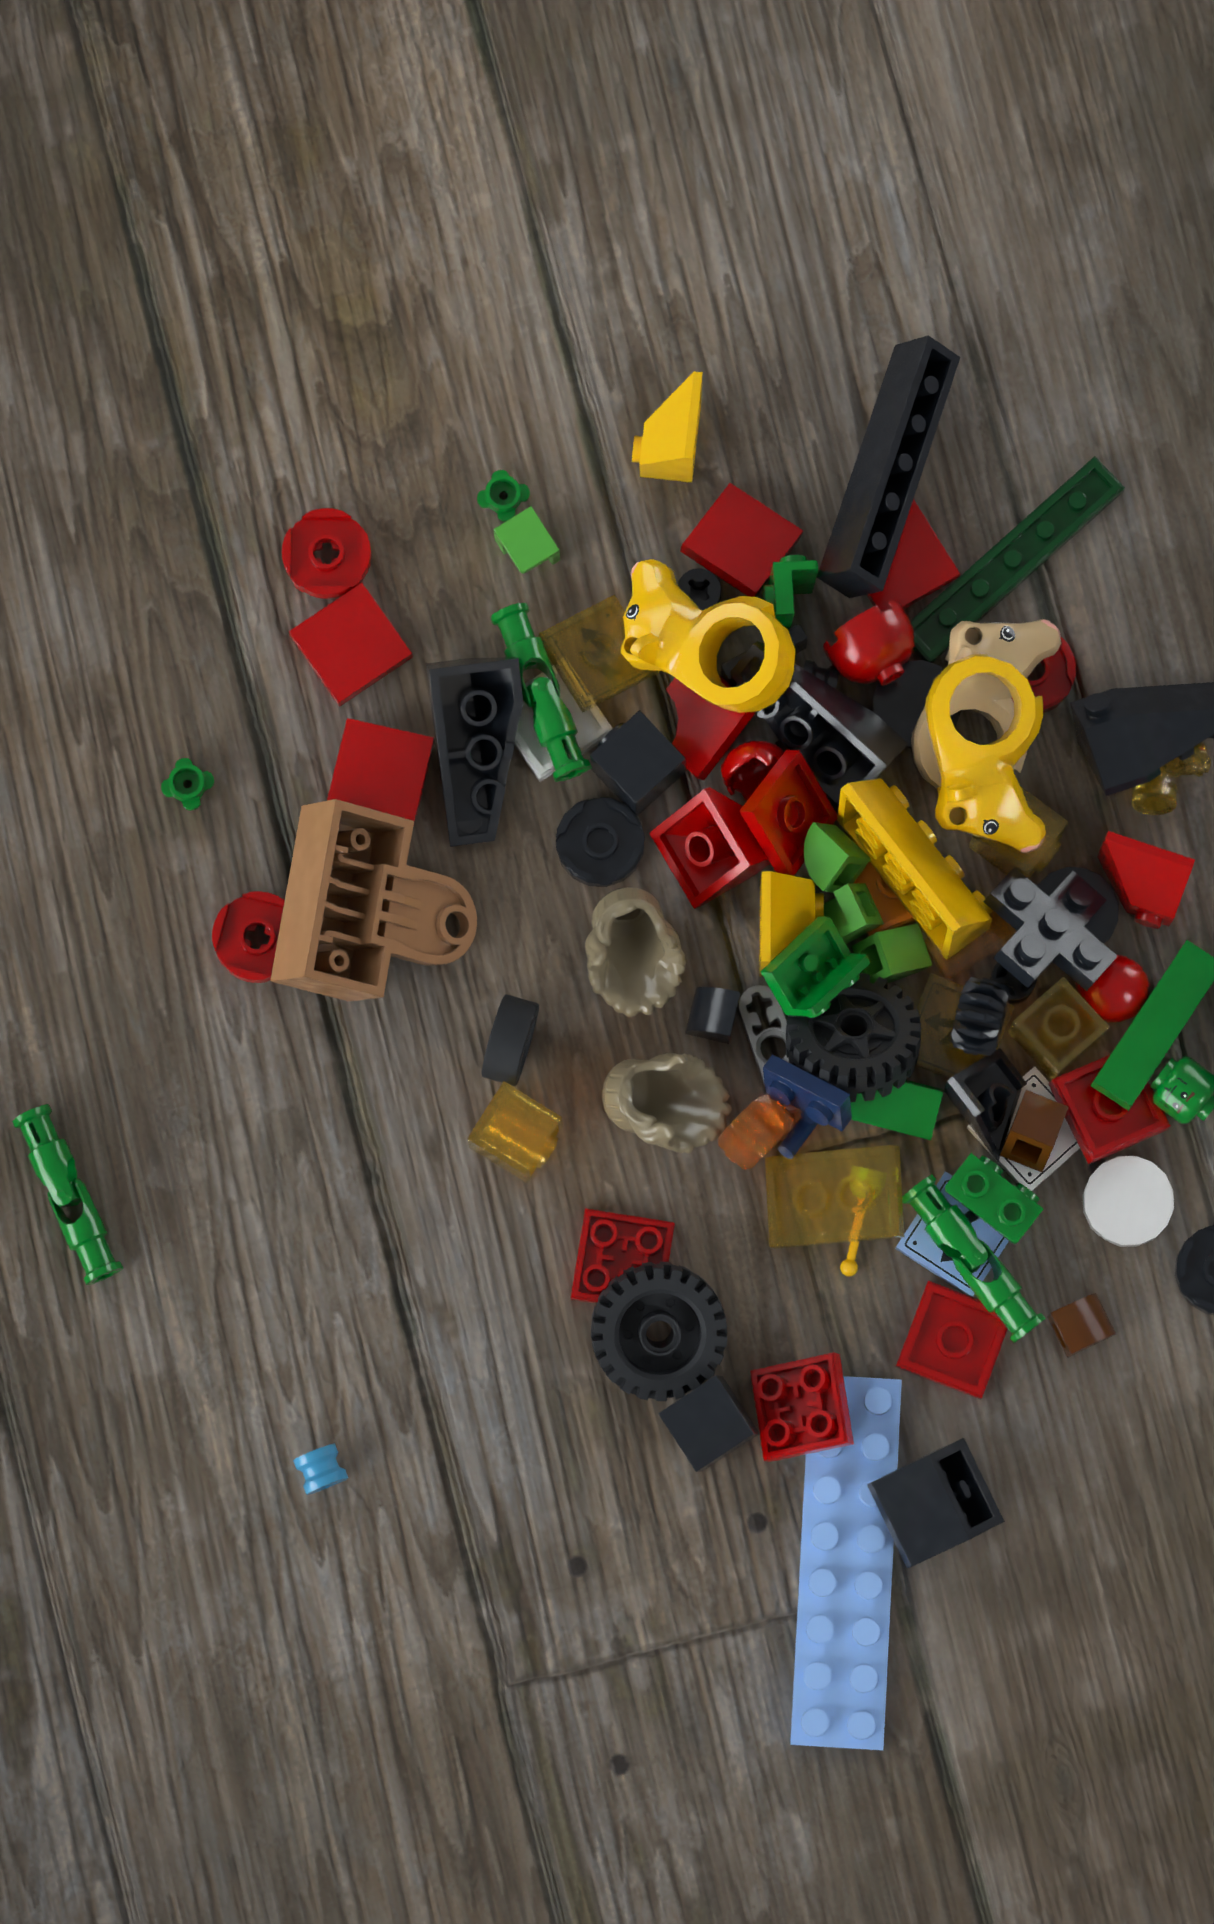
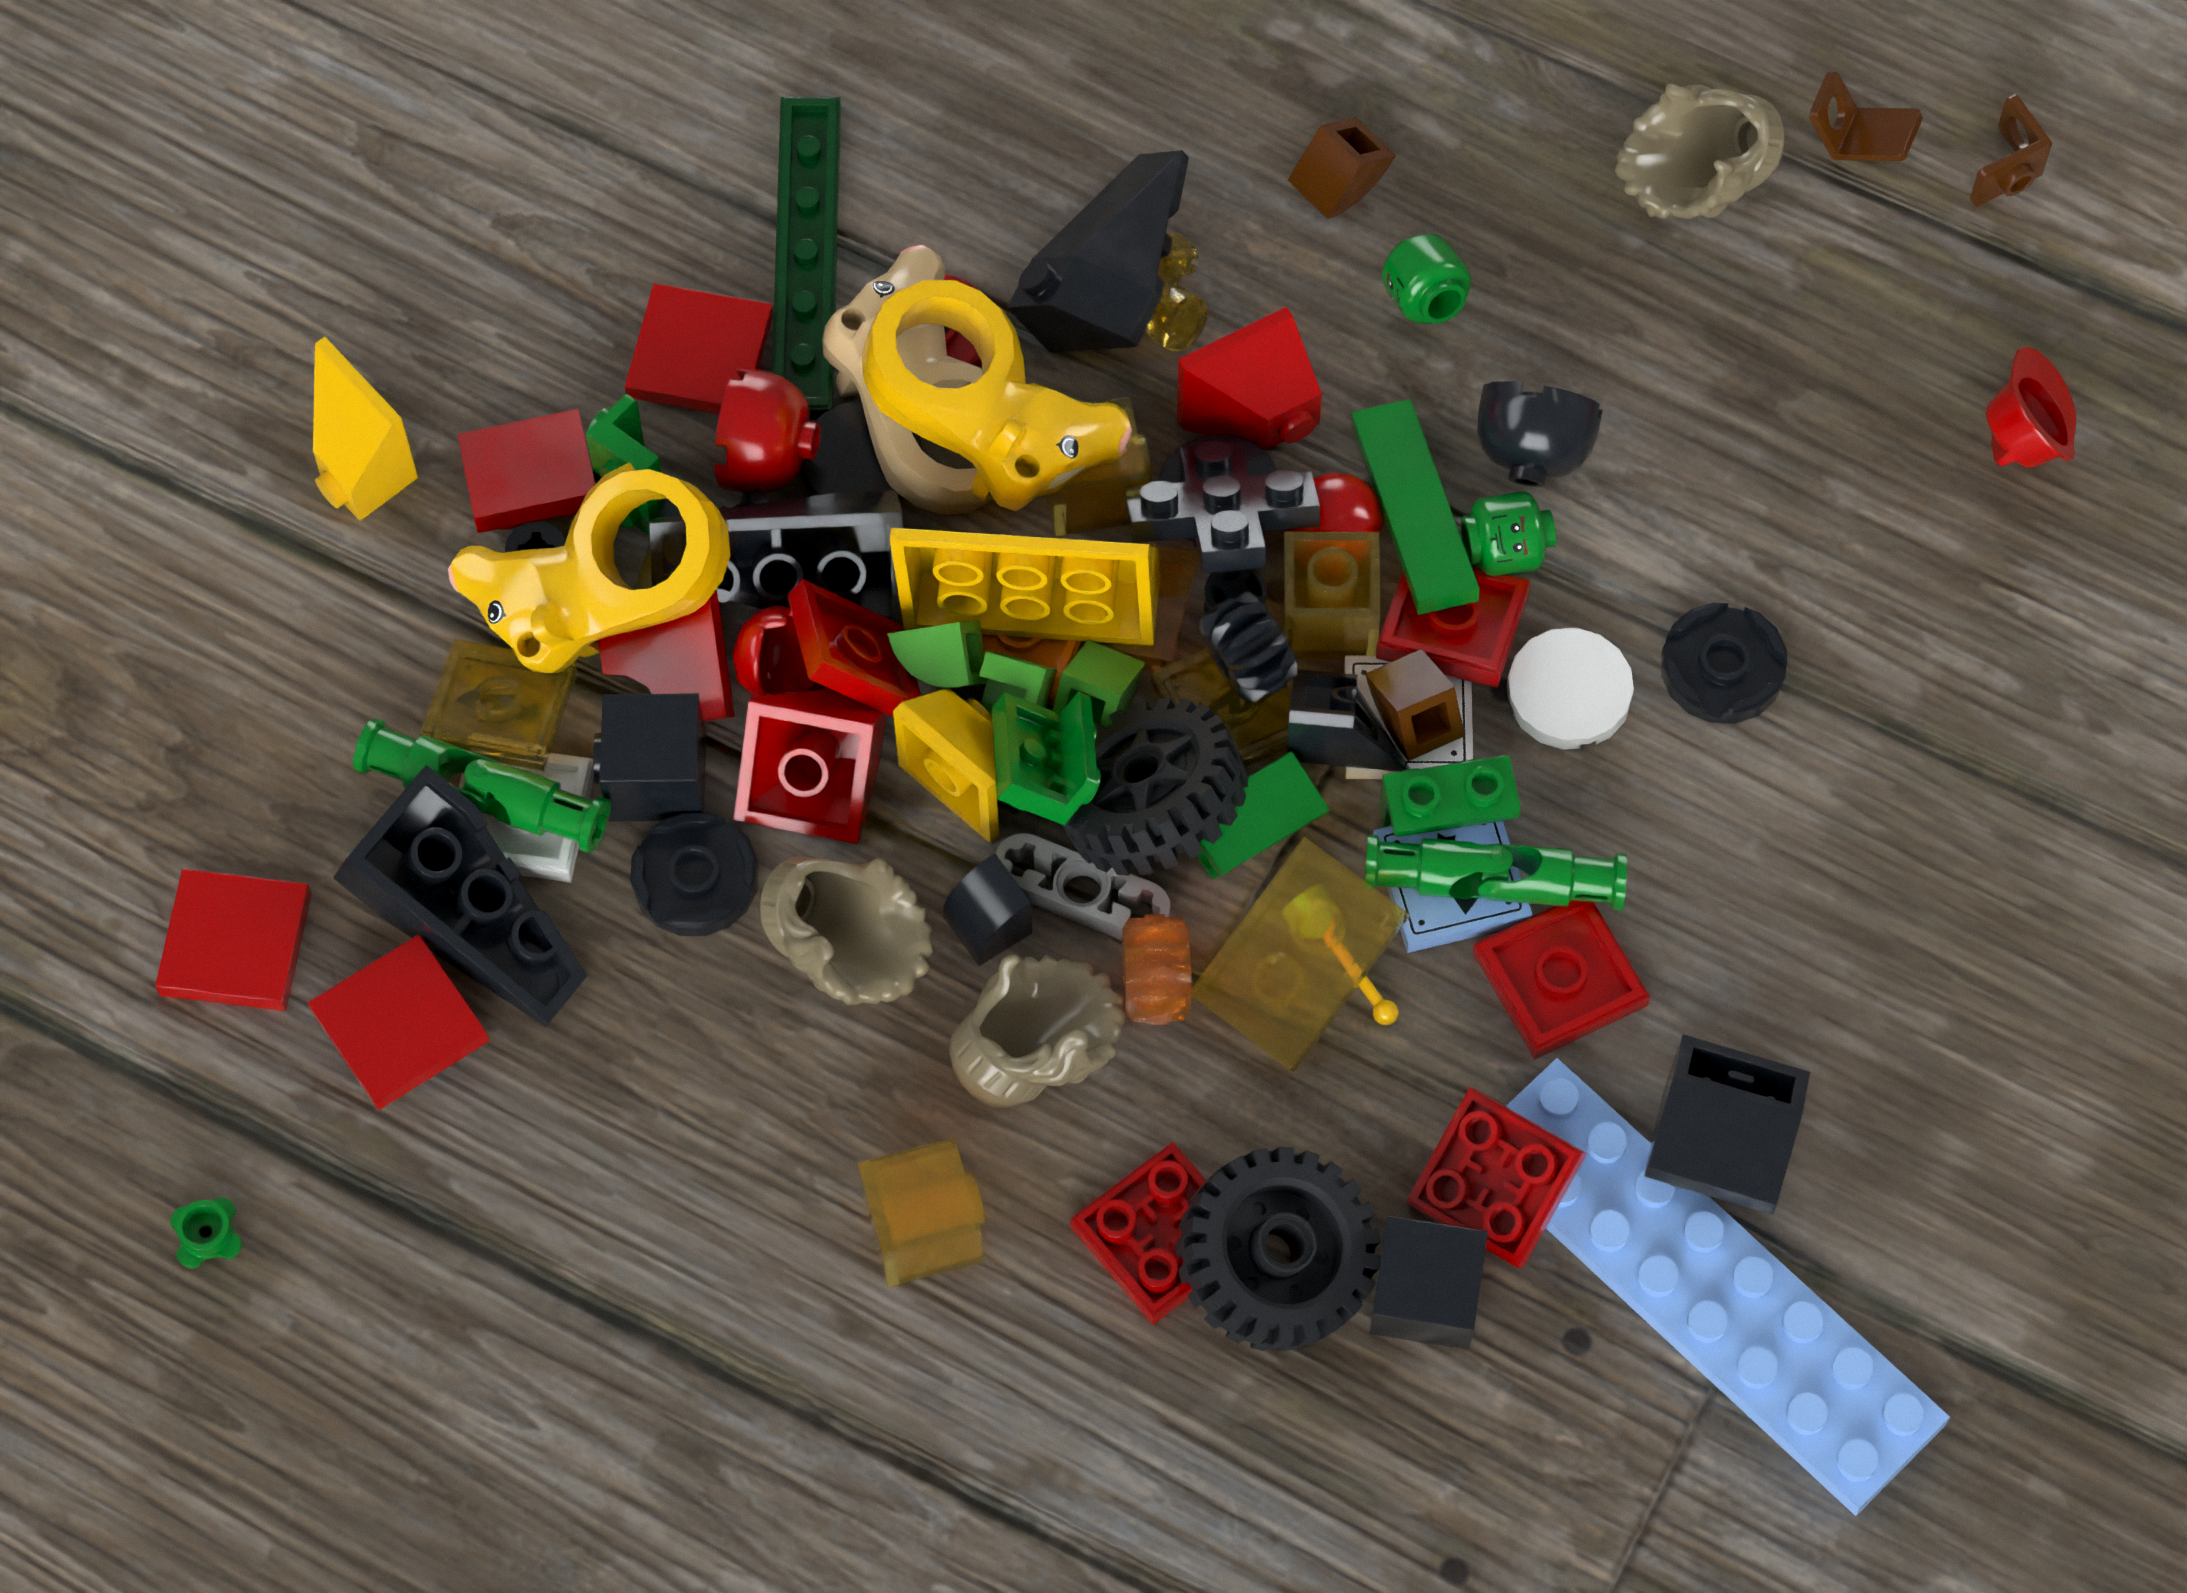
camera: 50 degrees left, 15 degrees down
(229, 934) = (441, 1340): red plate -> none
(309, 535) = (121, 912): red plate -> none
(360, 904) = (519, 1152): medium nougat brick -> none
(501, 483) = (235, 643): green plate -> none
(510, 1040) = (816, 1128): black tyre -> none
(526, 541) = (311, 667): bright green panel -> none
(815, 1098) = (1173, 875): dark blue plate -> none
(888, 467) = (601, 268): black brick -> none
(1081, 1324) = (1660, 840): reddish brown brick -> none

